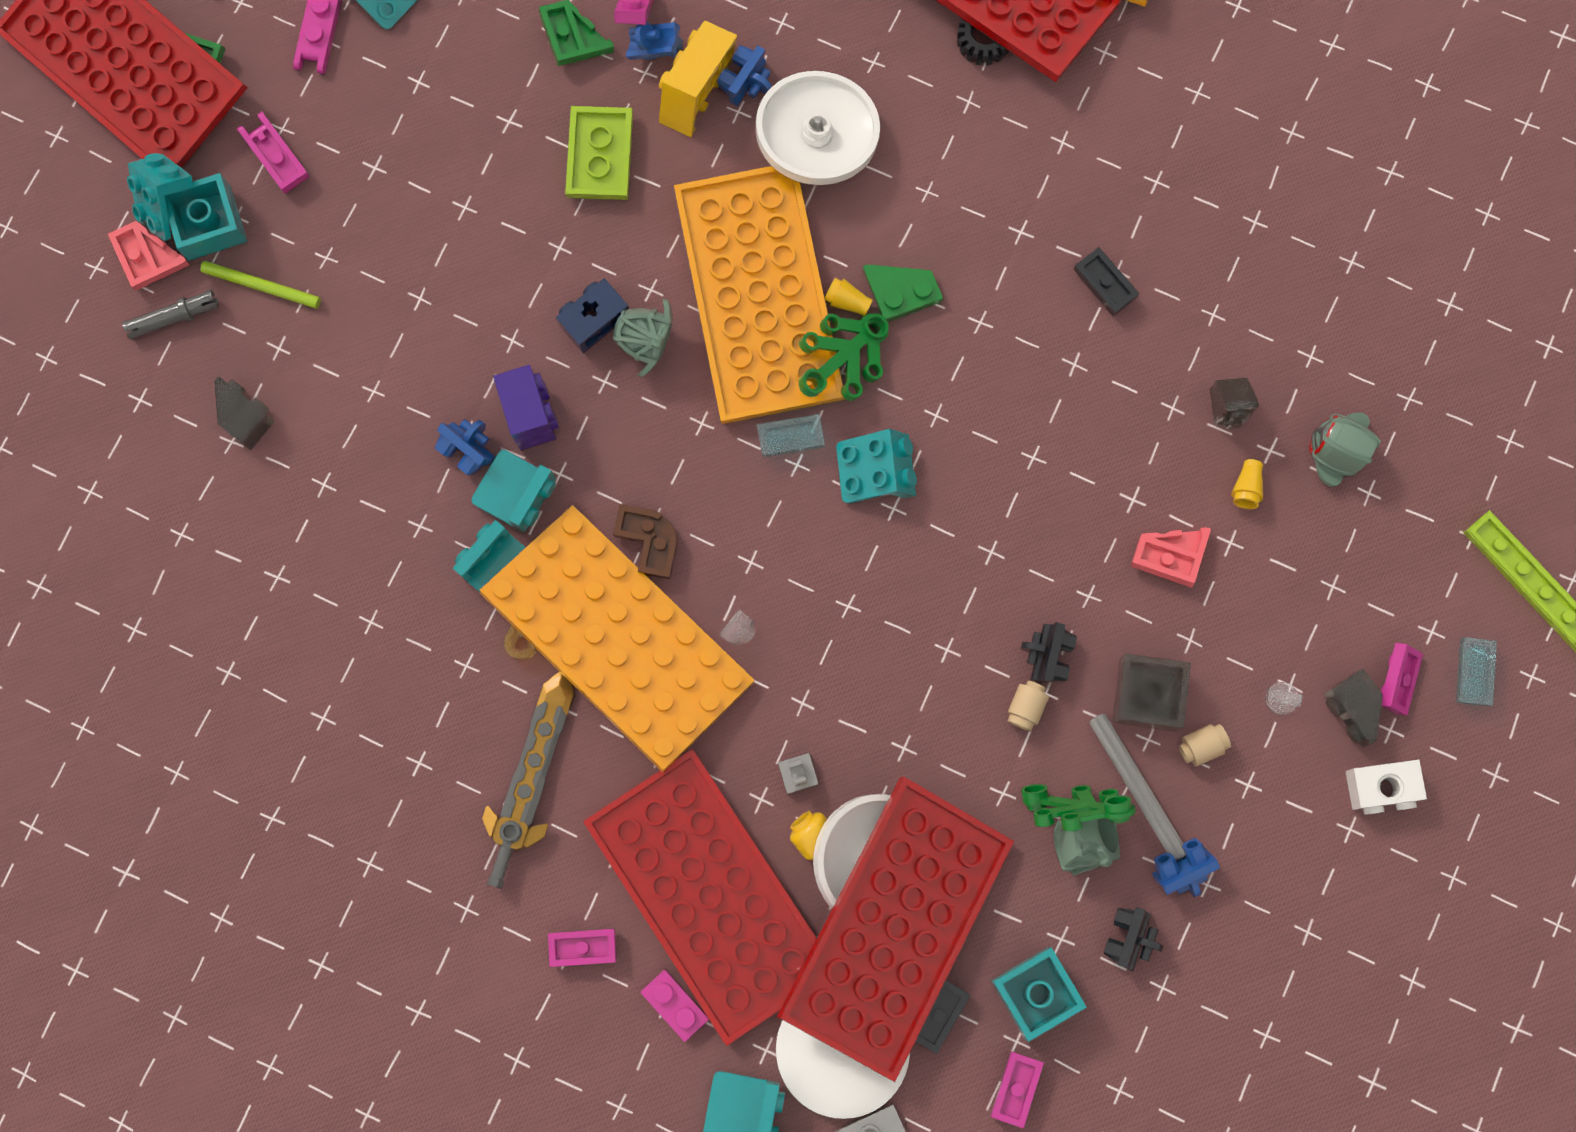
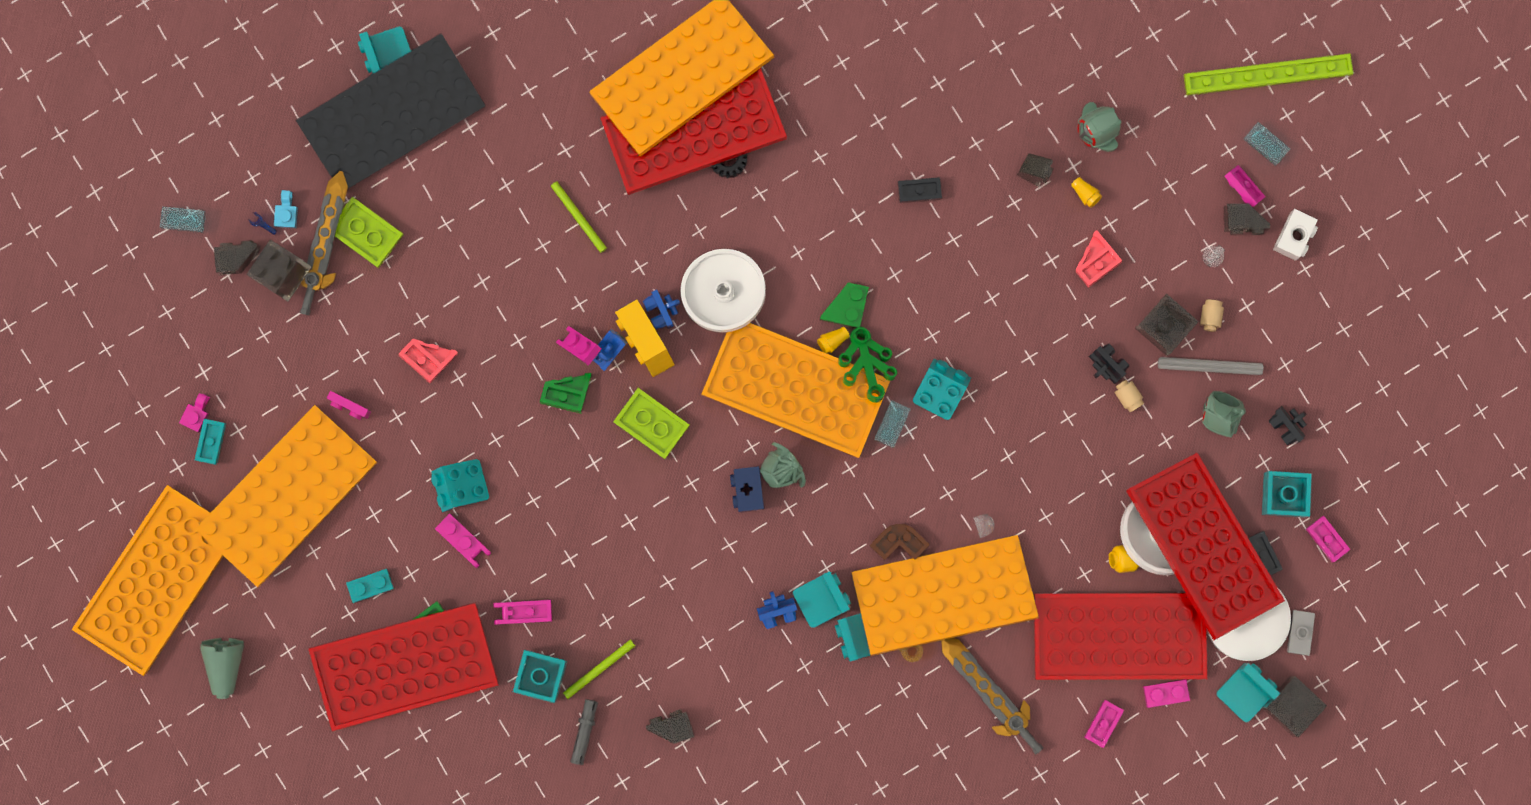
camera: 65 degrees left, 5 degrees up
(144, 255) = (537, 725): coral wing -> none
(150, 182) = (505, 693): teal bracket -> none
(524, 406) = (781, 561): dark purple brick -> none
(798, 773) = (1084, 544): light grey tile -> none
(1078, 809) = (1217, 391): green plant -> none
(1186, 872) = (1272, 371): blue hips -> none

